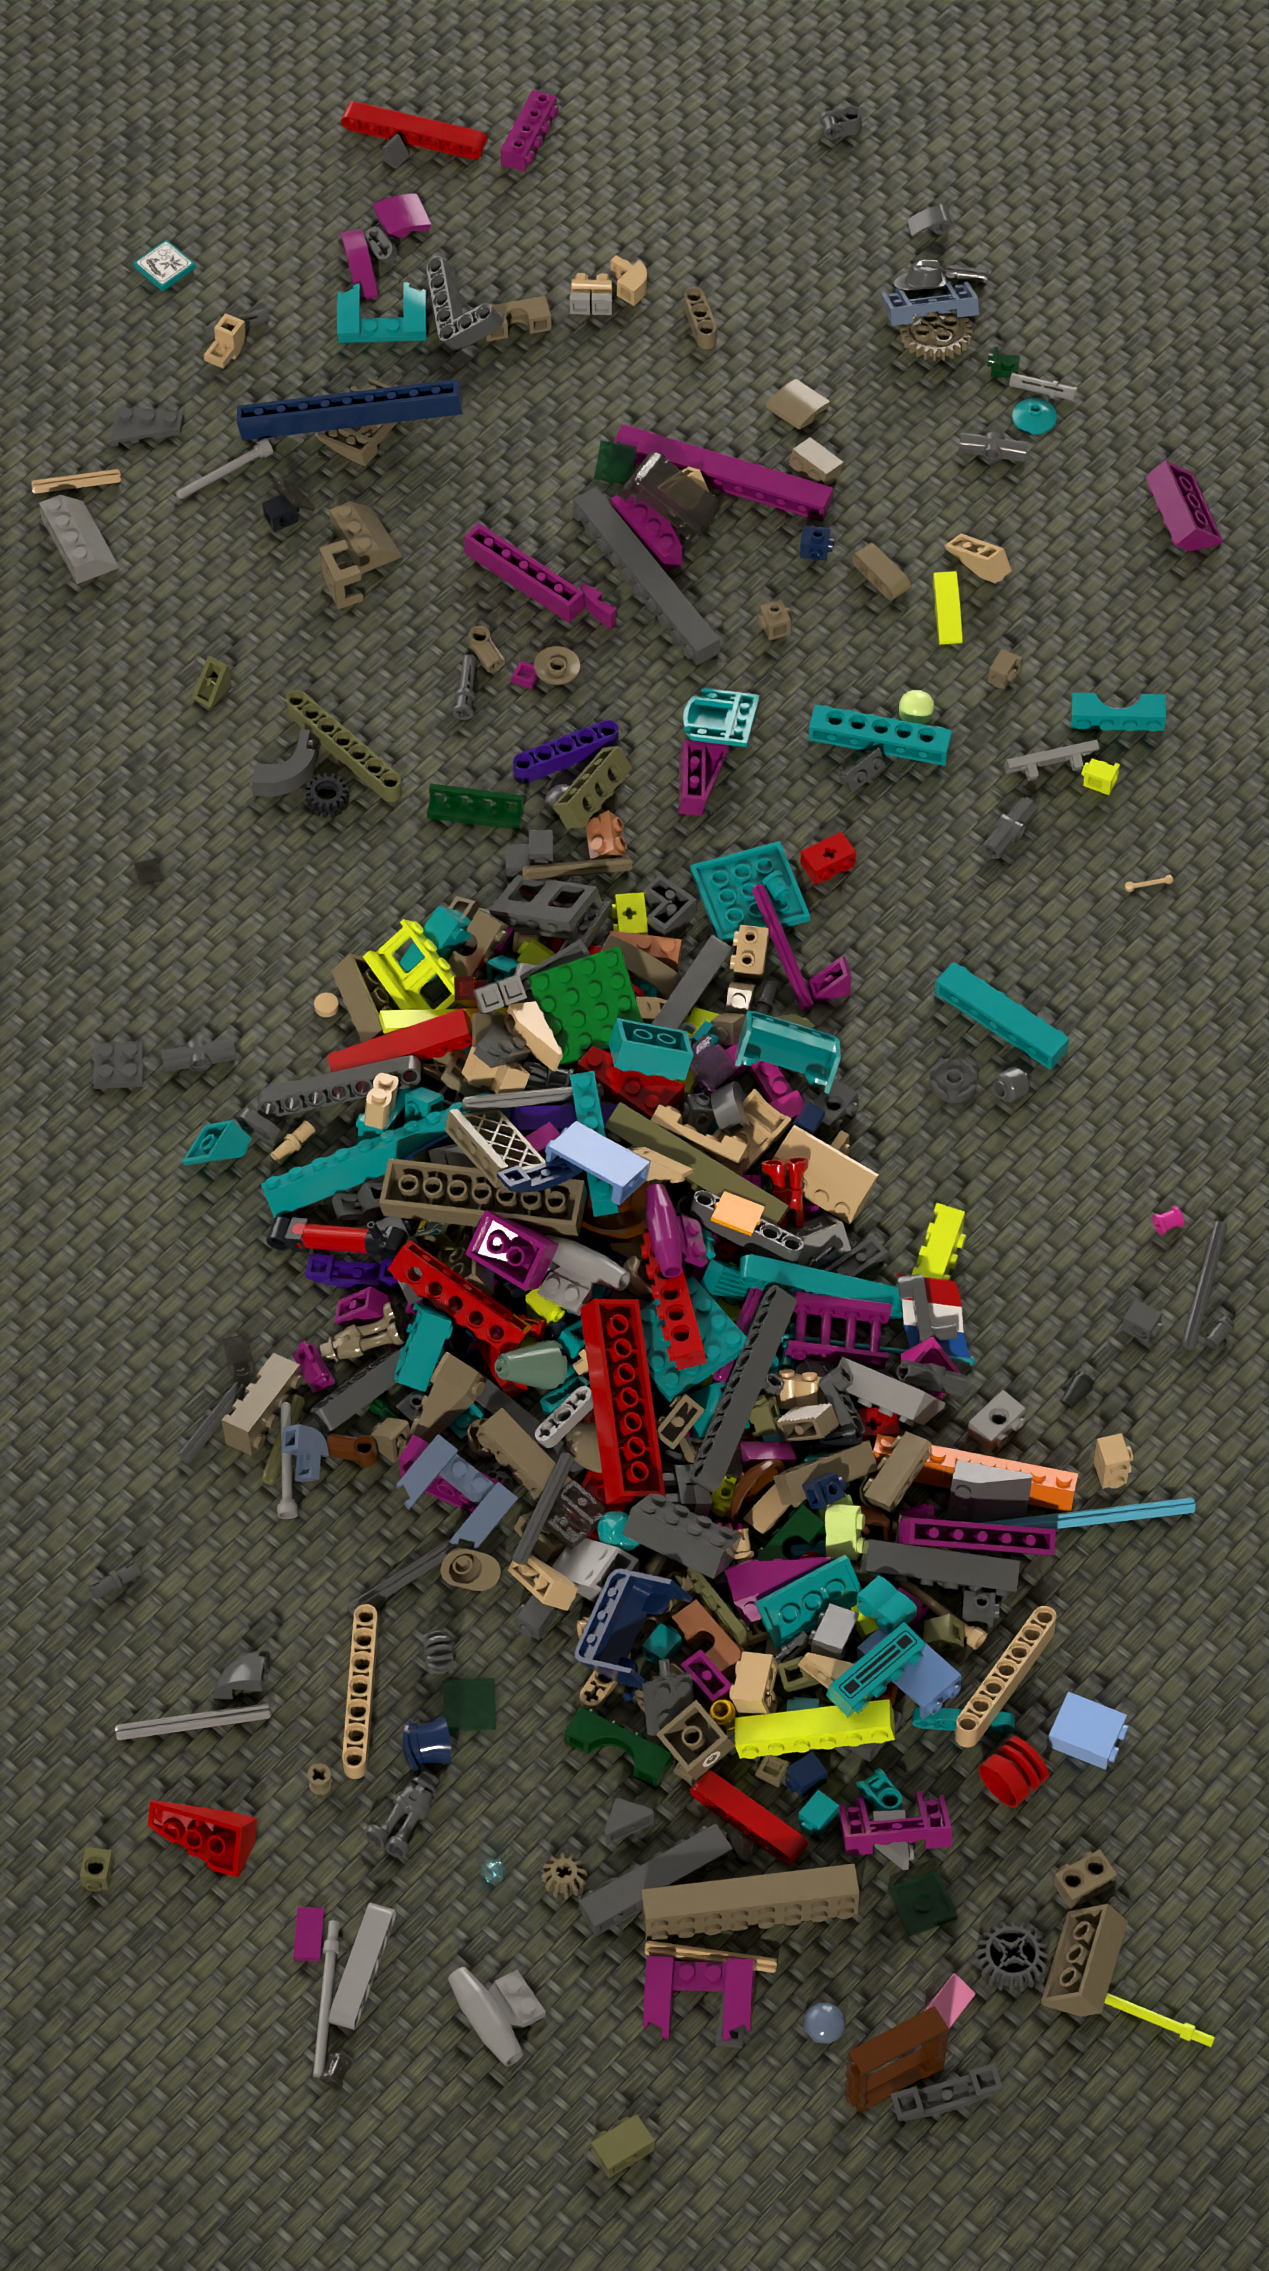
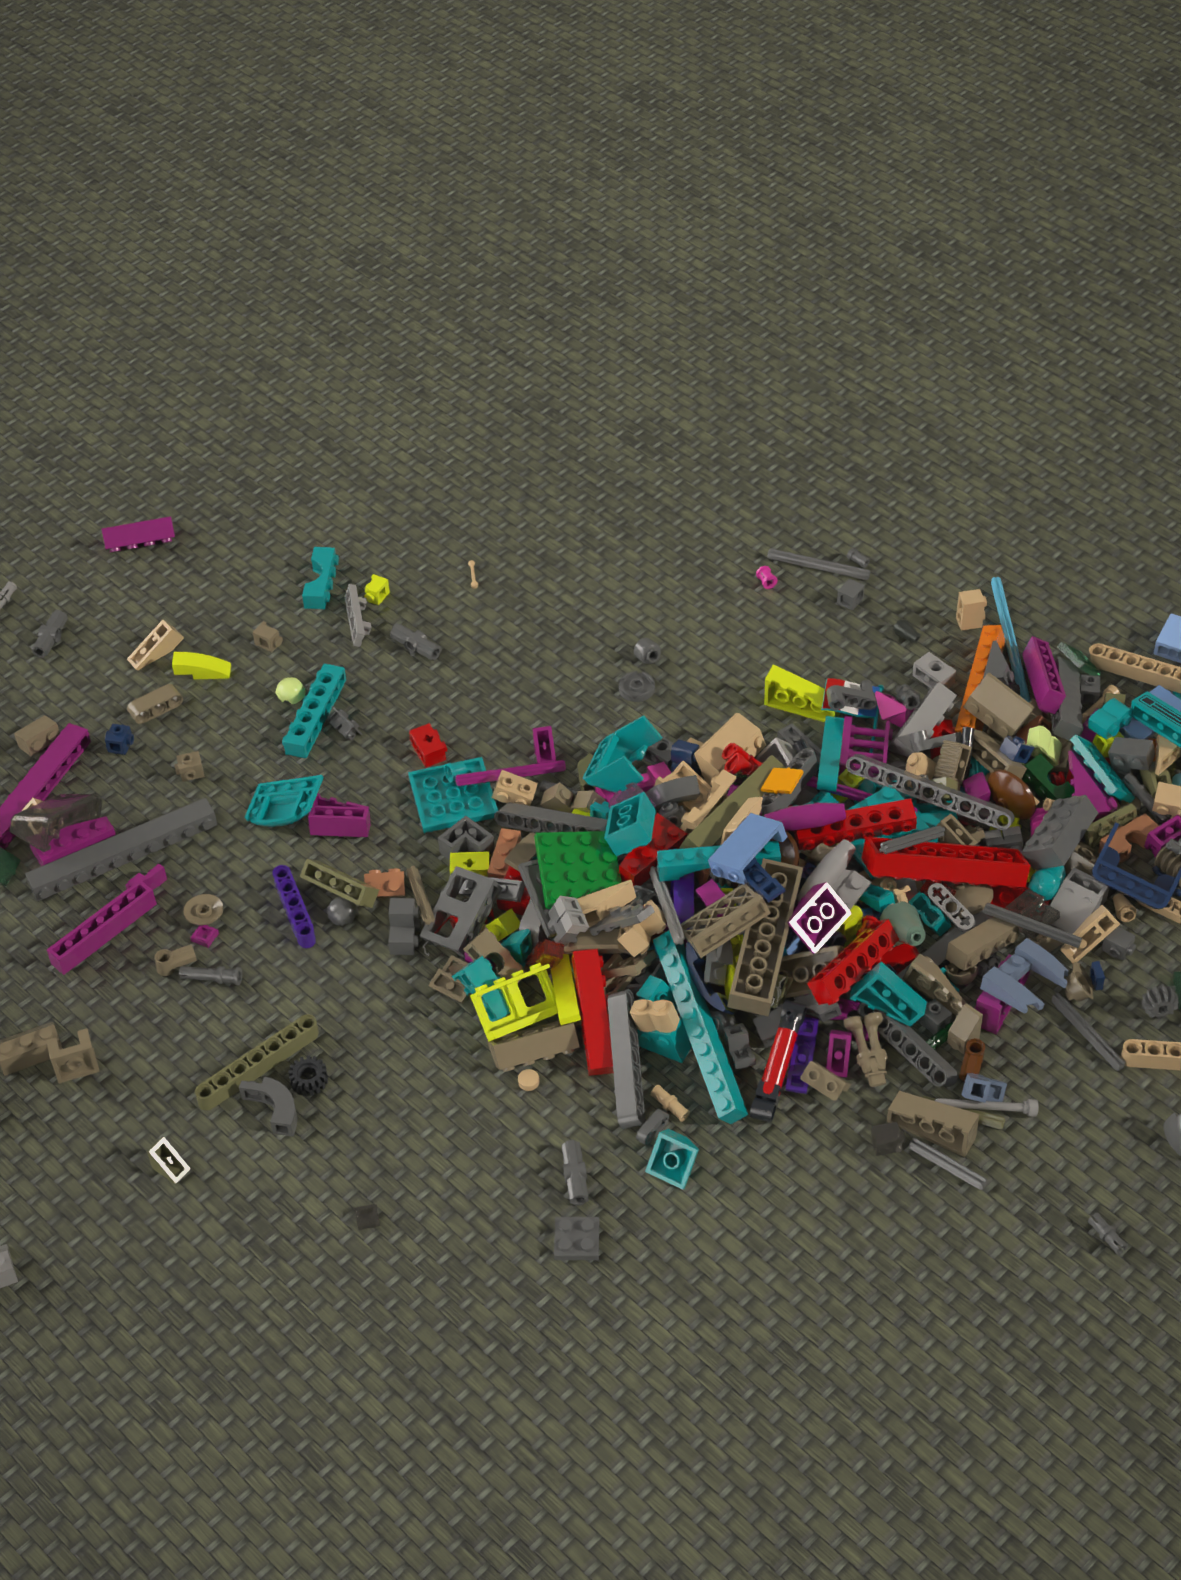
camera: 85 degrees left, 10 degrees down
(313, 1367) = (887, 1092): magenta hinge -> none
(321, 1294) = (824, 1080): none -> dark tan bracket
(475, 809) = (339, 970): dark green fence -> none
(483, 1589) = (1097, 975): none -> dark blue tile
(636, 1351) = (912, 839): none -> dark grey axle
(661, 1644) = (1137, 864): teal brick -> none
(1002, 1015) = (584, 654): teal brick -> none
(1026, 1591) = (1079, 659): none -> clear green tile
(1034, 416) = (22, 613): teal dish -> none

